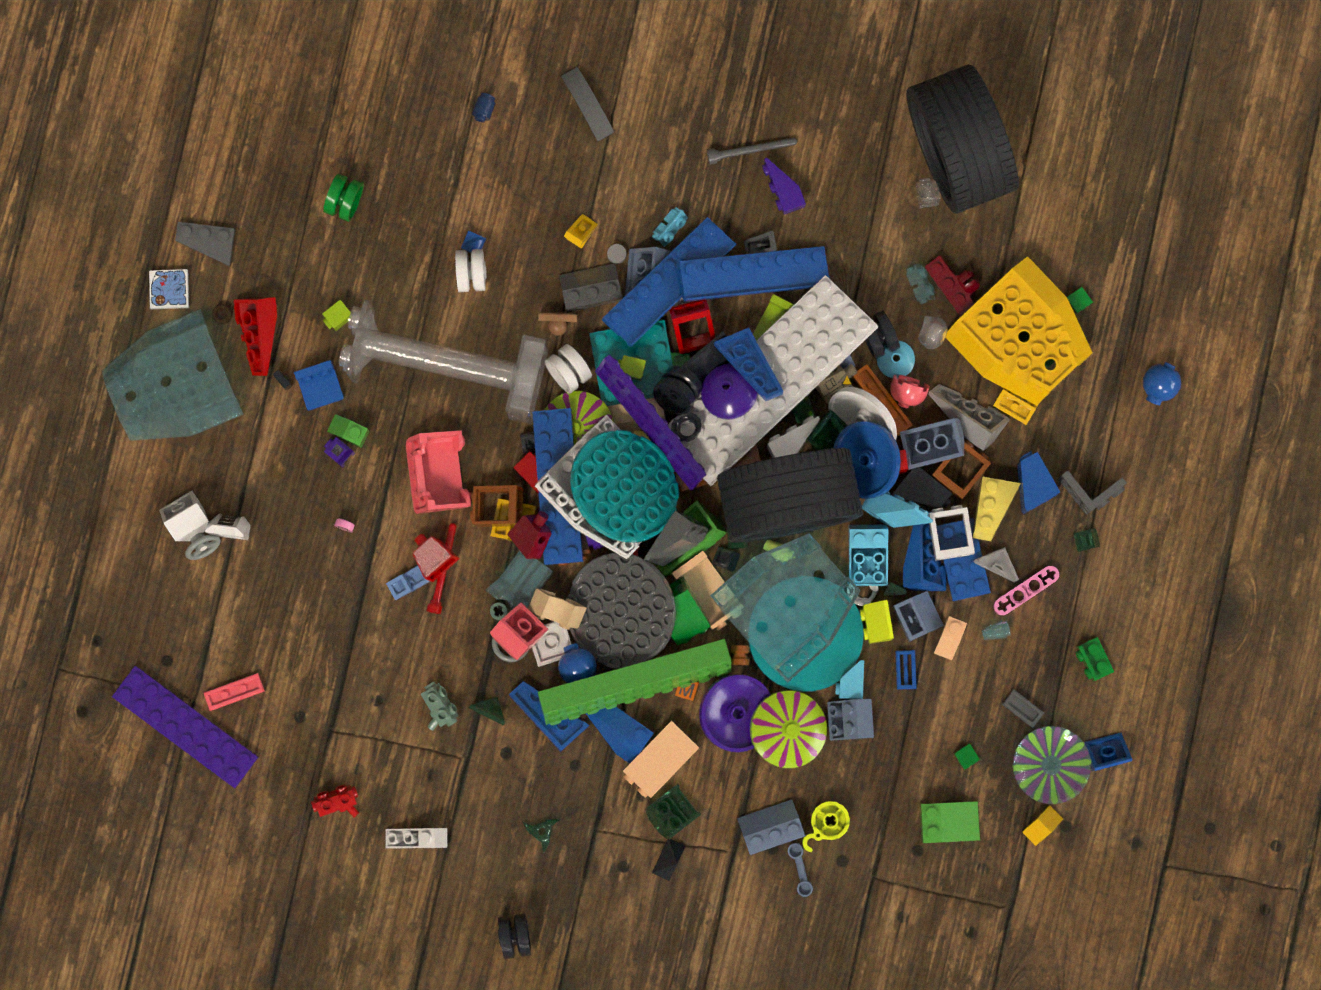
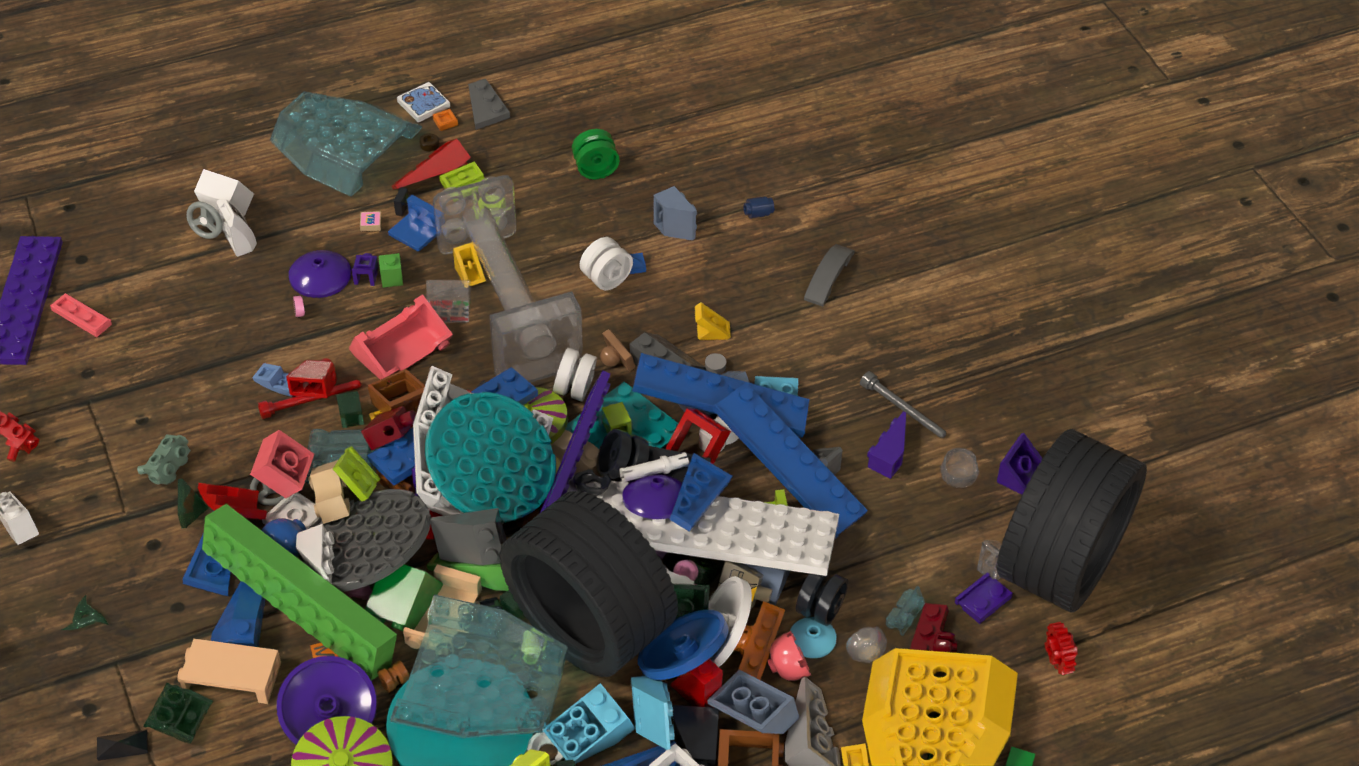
camera: 50 degrees right, 35 degrees down
(203, 284) = (445, 120): none -> orange tile
(283, 415) = (370, 221): none -> tile
(290, 316) = (462, 176): none -> lime plate
(325, 495) = (319, 274): none -> dark purple dish
(393, 373) = (468, 264): none -> yellow slope
(417, 408) = (450, 299): none -> clear slope
(454, 182) = (674, 214): none -> sand blue slope
(478, 547) = (350, 409): none -> clear green brick
(513, 680) = (240, 499): none -> red slope
(560, 583) = (356, 474): none -> lime plate
(609, 650) = (316, 550): none -> white slope
(709, 370) = (661, 465): none -> white pin
(800, 413) = (686, 568): none -> bright pink tile
(838, 158) = (959, 468): none -> clear hair
(864, 111) = (1019, 465): none -> dark purple slope
(945, 225) = (983, 598): none -> dark purple plate
(1026, 211) = (1061, 648): none -> red gear

